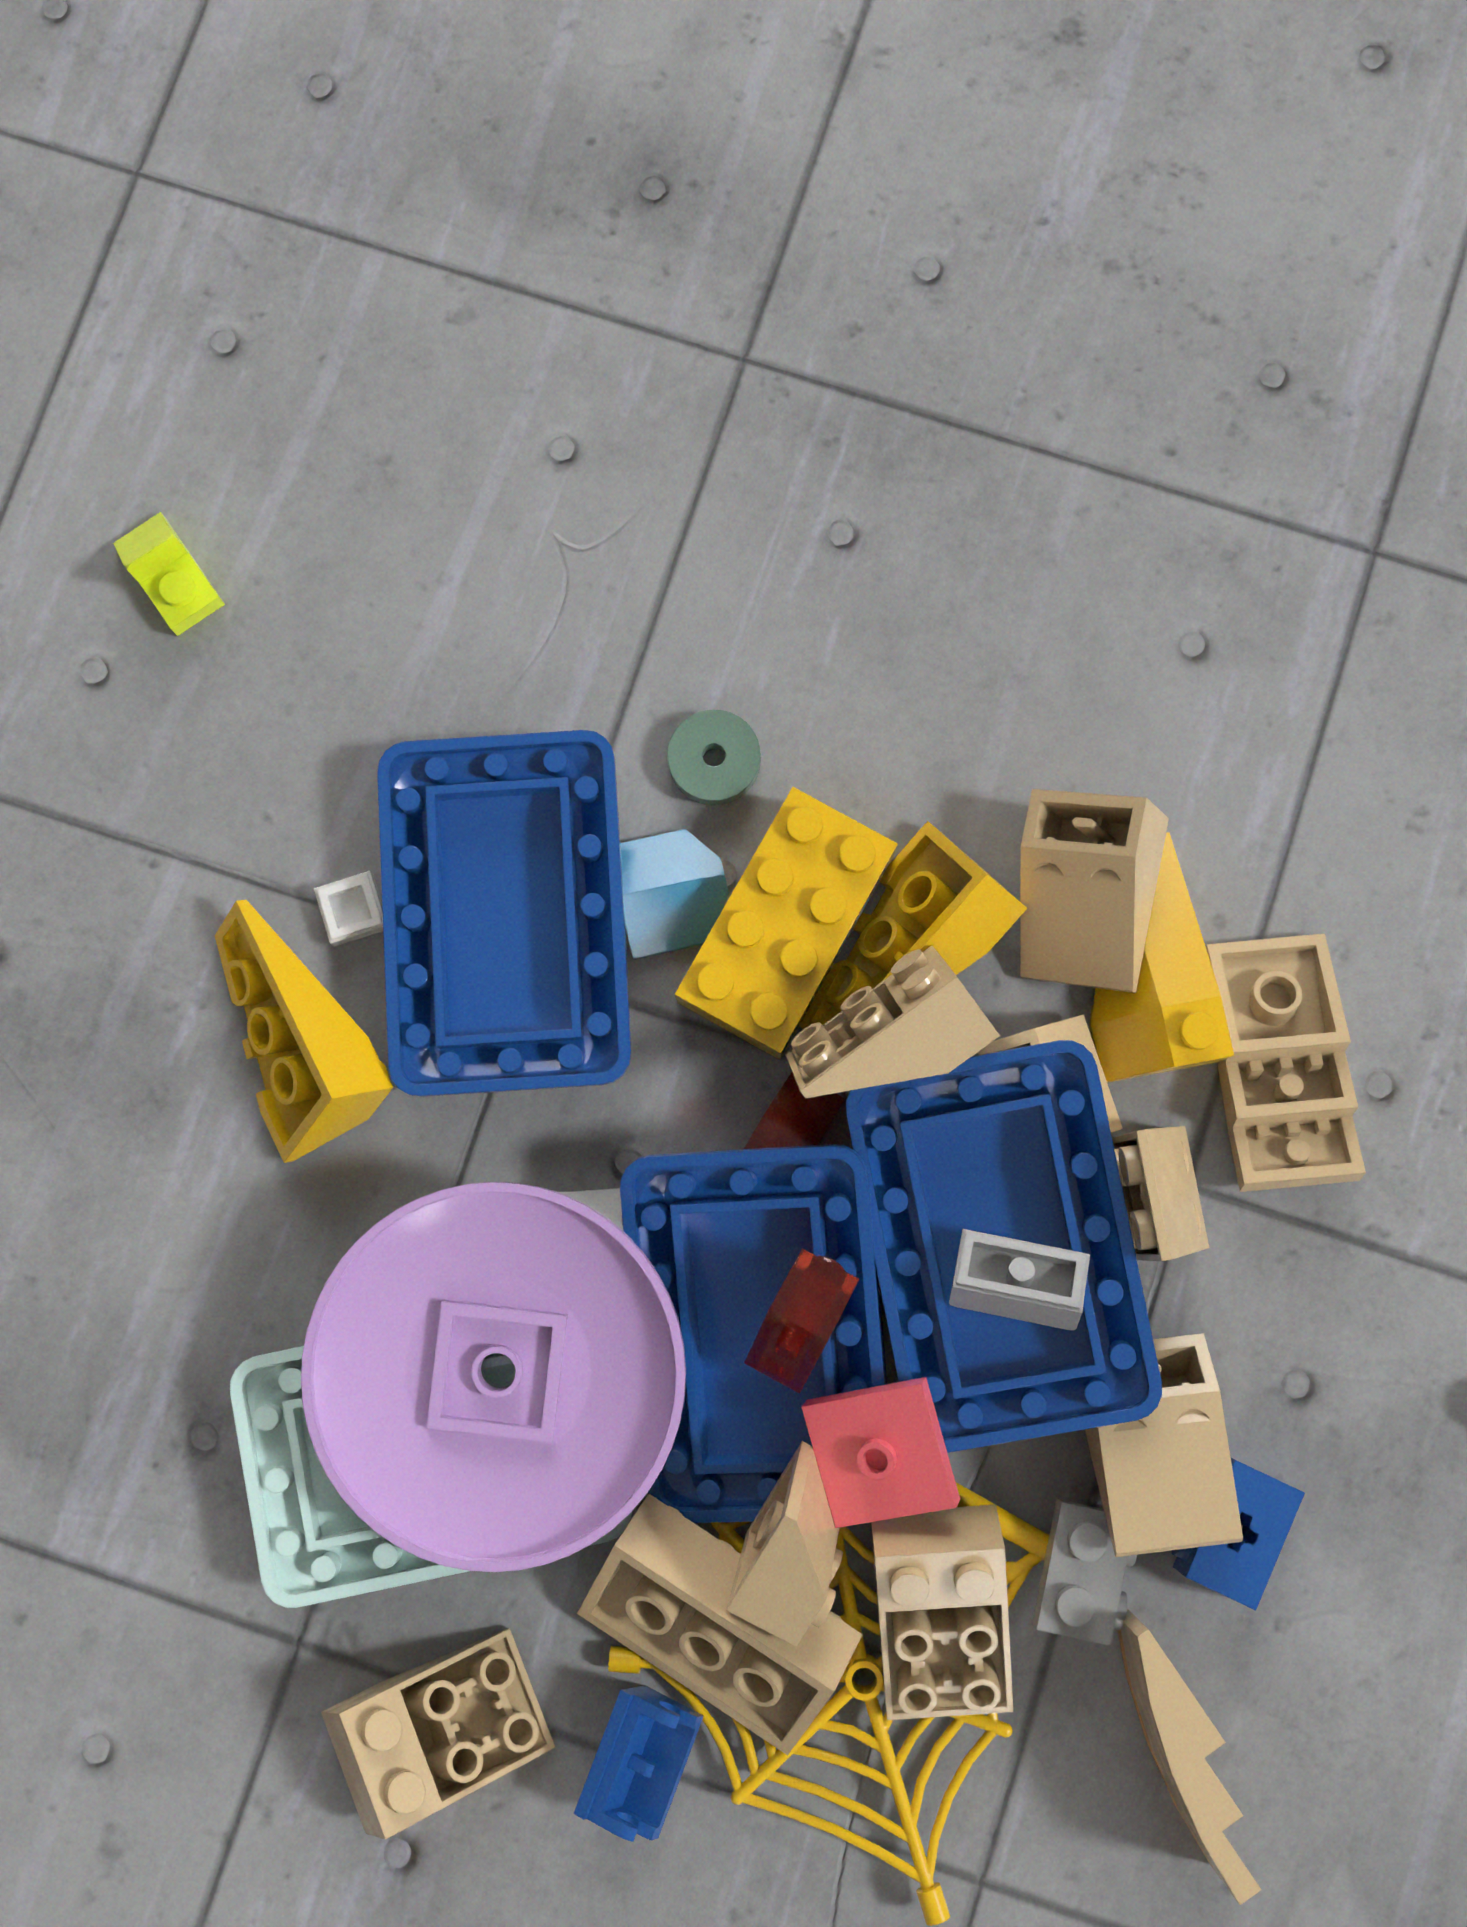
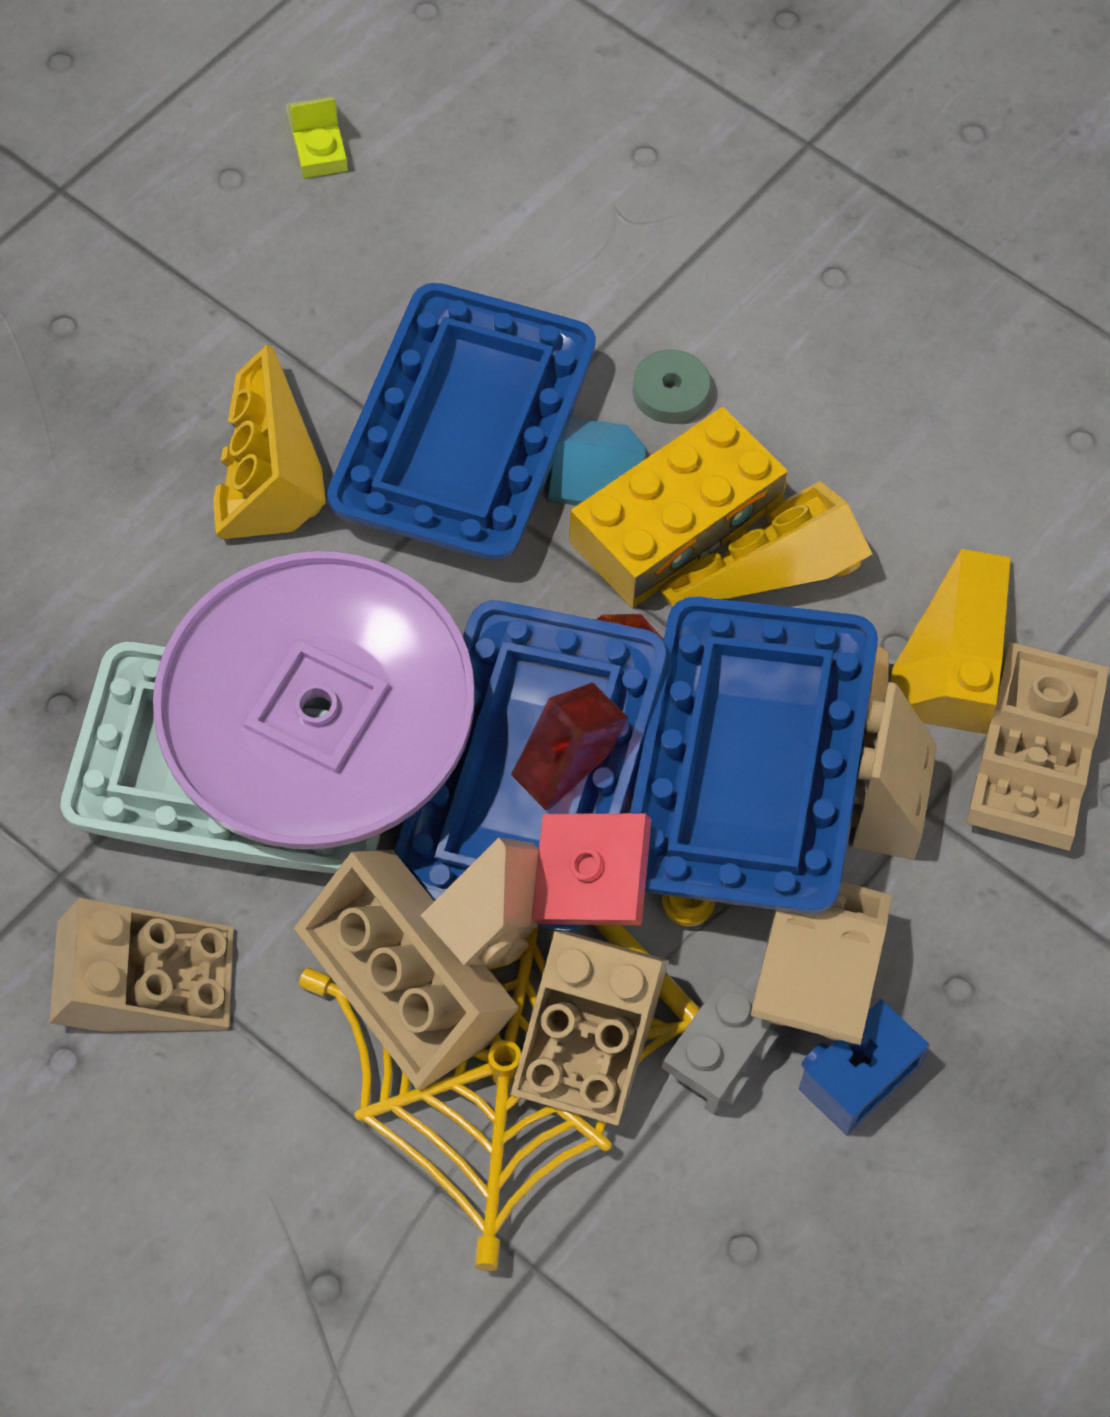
camera: 15 degrees right, 20 degrees down
(350, 908) = (346, 389): white tile -> none
(638, 1764) = (292, 1050): blue hinge -> none
(899, 1031) = (753, 571): tan slope -> none
(1019, 1280) = (753, 774): light grey slope -> none
(1088, 887) = (928, 552): tan slope -> none
(1179, 1741) = (749, 1192): tan slope -> none

